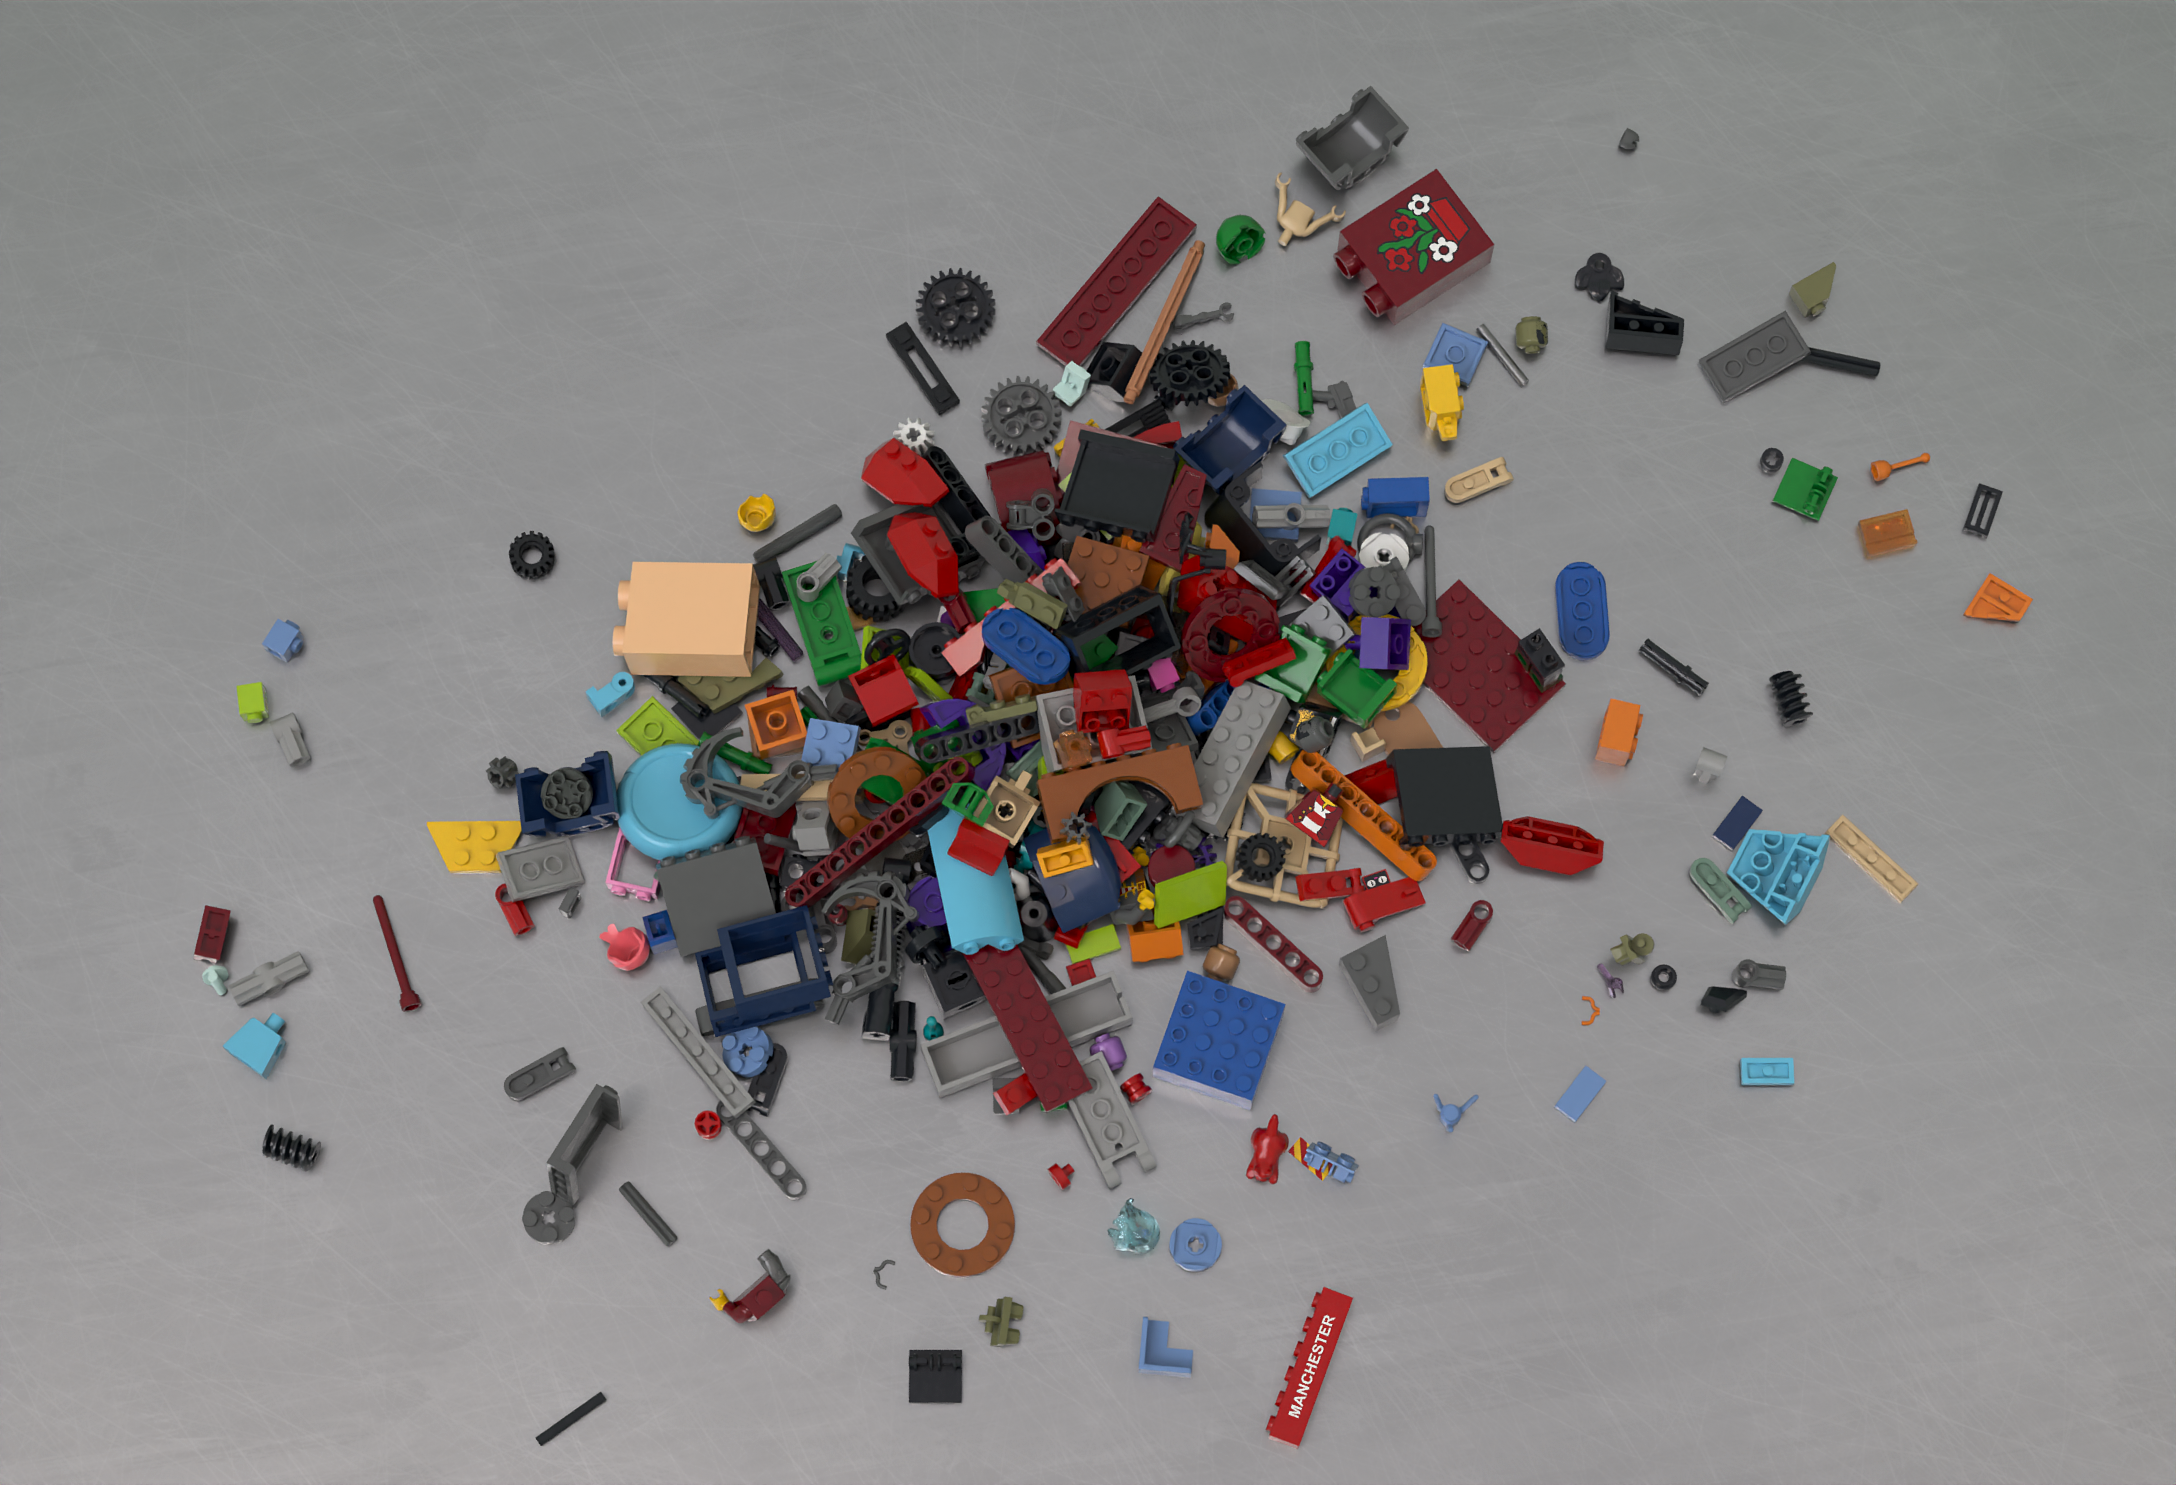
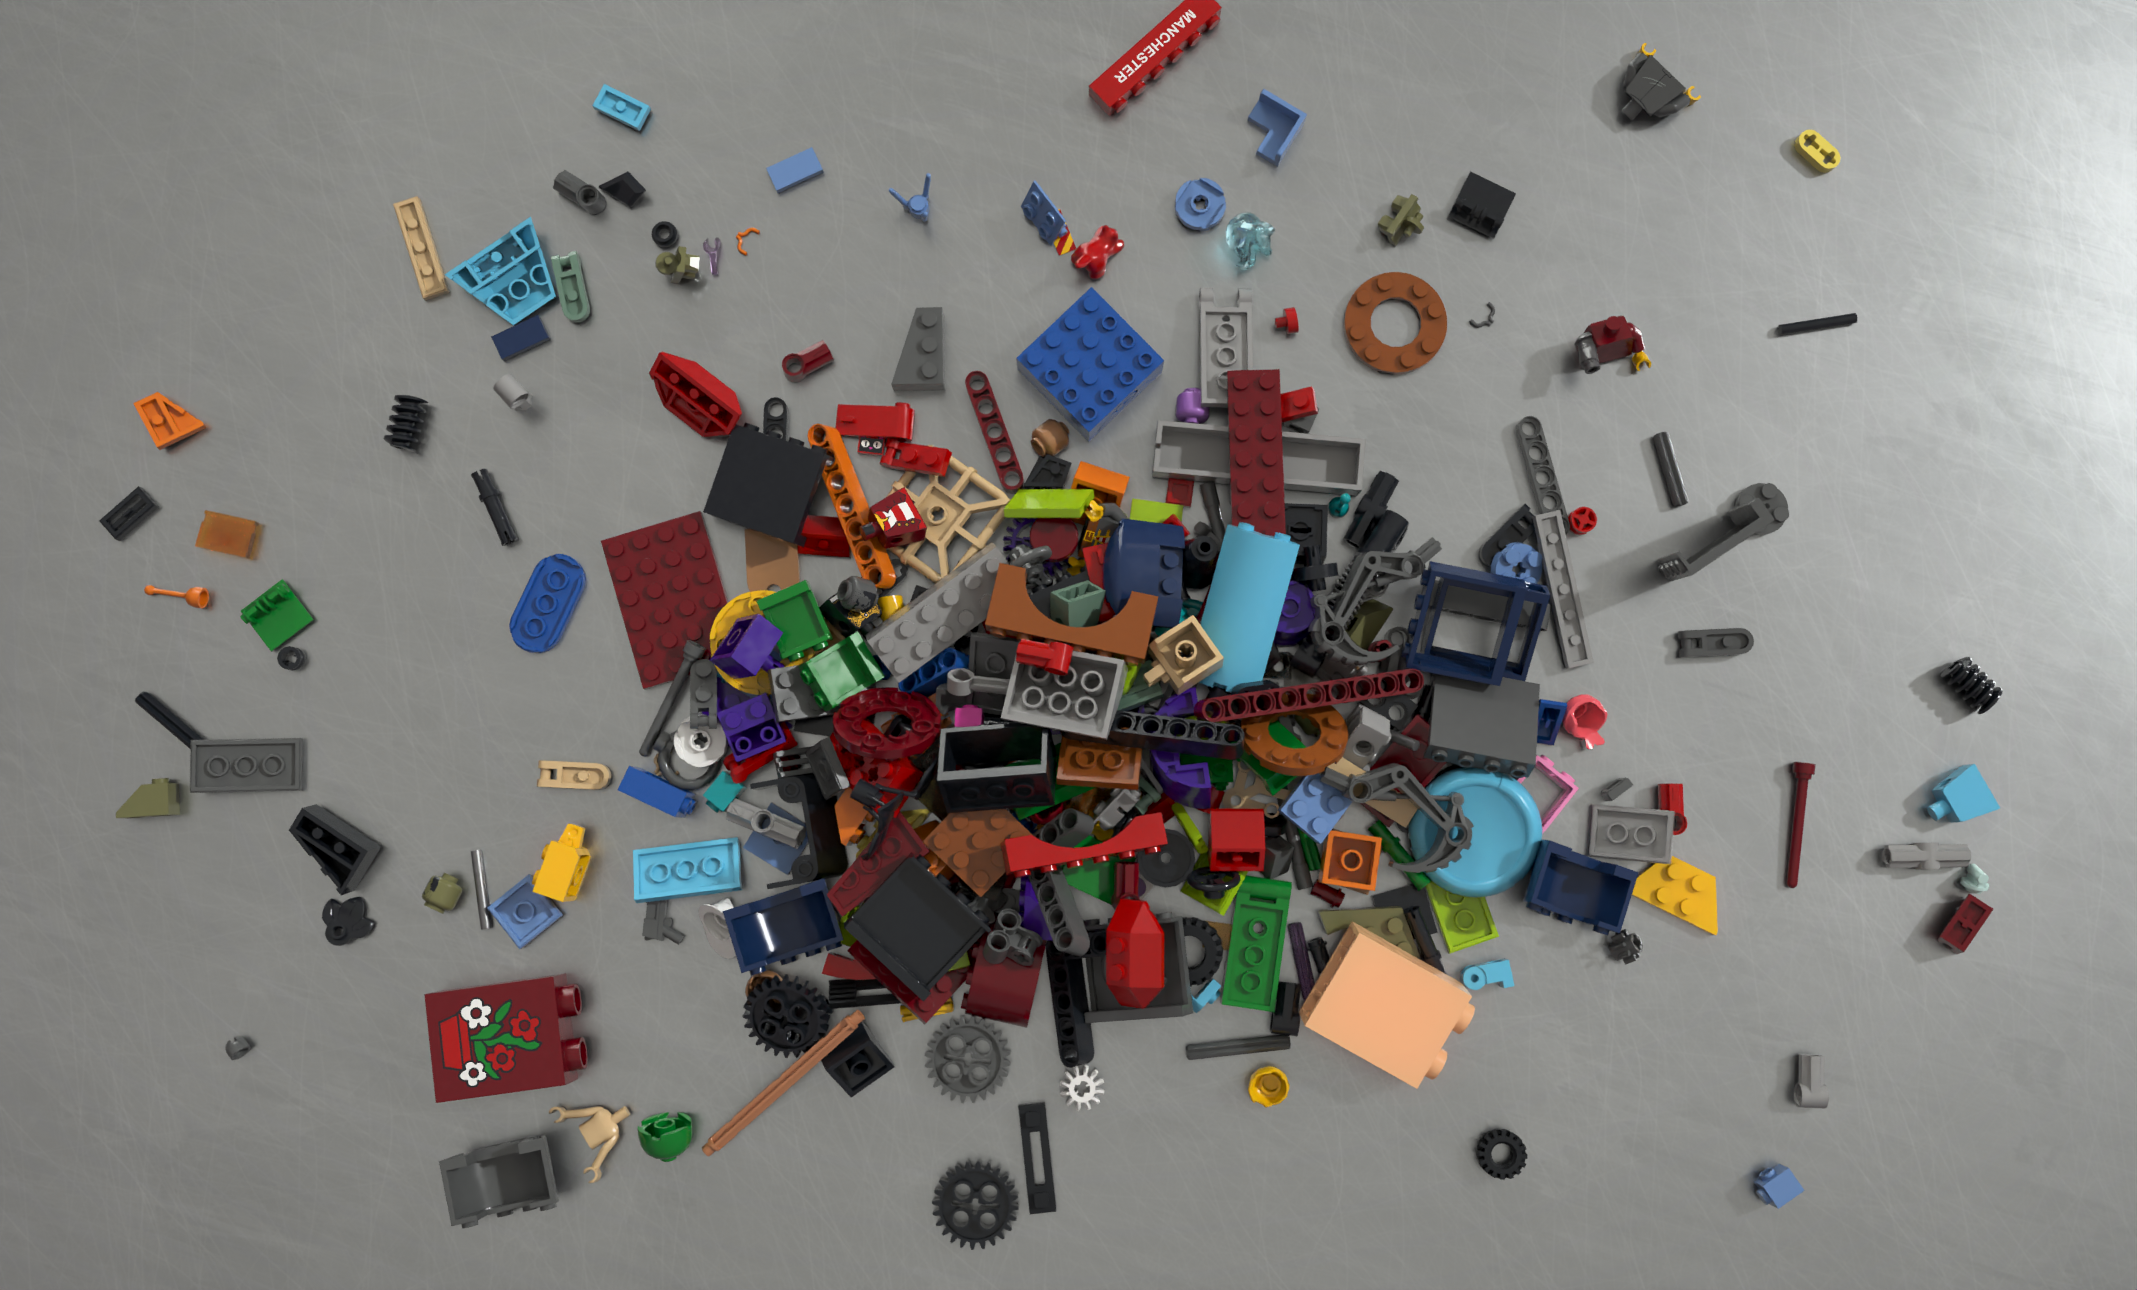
camera: 155 degrees left, 10 degrees up
(252, 702) = (1833, 1136): lime brick -> none
(567, 793) = (1576, 892): pearl dark grey tile -> none
(818, 576) = (1241, 987): light grey piece -> none
(902, 475) = (1115, 1049): red wedge -> none
(960, 808) = (1219, 671): green piece -> none
(978, 847) = (1228, 631): red panel -> none
(1000, 710) = (1142, 747): olive hinge -> none
(1022, 884) = (1197, 591): white arm -> none
(1026, 646) = (1088, 800): blue tile -> none
(1034, 602) = (1059, 839): olive hinge -> none
(1060, 585) = (1025, 825): dark grey hinge -> none
(1064, 857) = (1151, 582): light orange slope -> none
(1073, 384) = (903, 1065): light aqua bracket -> none
(1073, 750) = (1098, 666): clear orange brick -> none
(1079, 823) = (1124, 591): dark grey gear -> none
(1102, 700) = (1045, 702): red slope -> none
(1116, 283) = (807, 1149): dark red plate -> none
(1136, 1088) = (1183, 364): red wheel -> none
(1183, 321) = (762, 1077): dark grey piece -> none
(1250, 868) = (974, 519): black tyre -> none
(1258, 662) = (873, 687): red plate -> none
(1304, 378) = (676, 968): green pin -> none
(1359, 592) = (724, 690): dark grey plate -> none
(1367, 744) = (813, 572): tan panel -> none
(1540, 659) = (610, 562): black hips -> none
(1618, 732) = (578, 465): orange brick -> none

